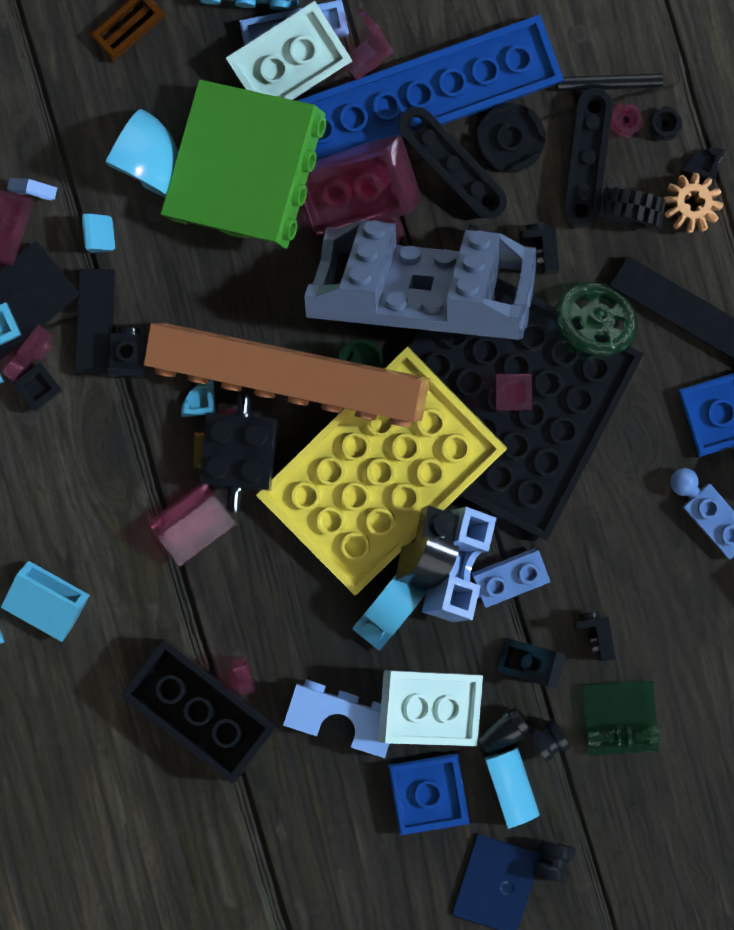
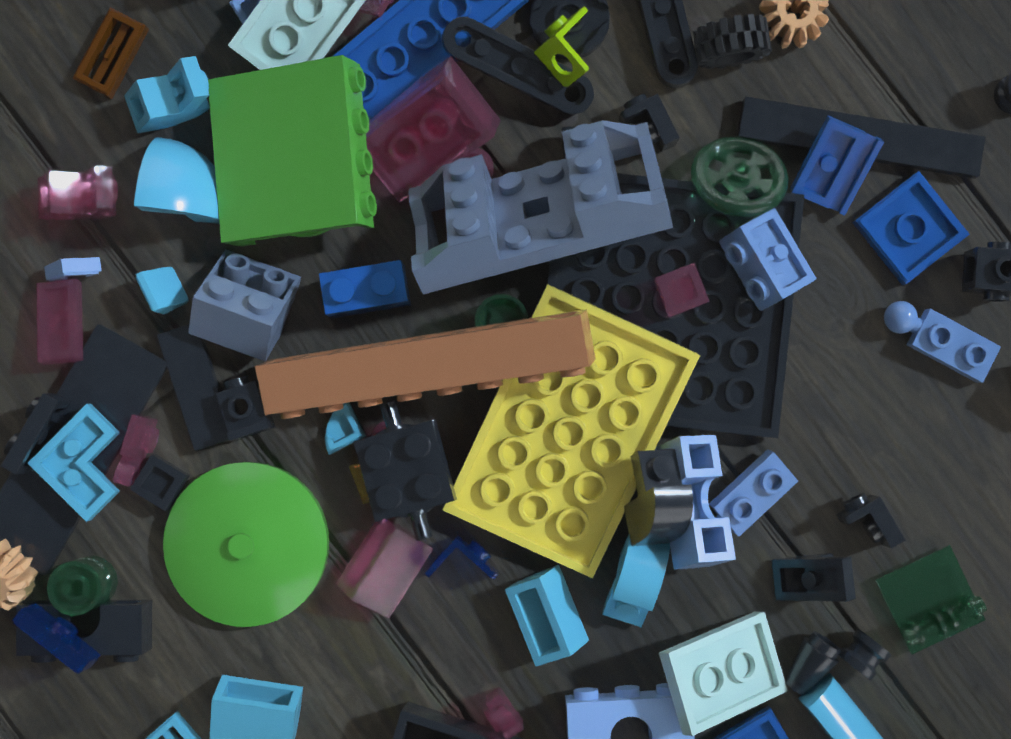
camera: 20 degrees left, 0 degrees up
(59, 131) = (78, 194): none -> clear pink brick
(87, 463) = (246, 544): none -> bright green dish
(159, 270) = (243, 305): none -> sand blue slope
(162, 81) = (169, 98): none -> medium azure brick
(261, 295) = (364, 289): none -> blue brick
(268, 538) = (473, 551): none -> clear blue bracket
(307, 612) = (547, 616): none -> medium azure brick
(487, 158) = (558, 45): none -> lime bracket
(591, 393) = (767, 259): none -> medium blue bracket
(678, 339) = (836, 165): none -> blue plate

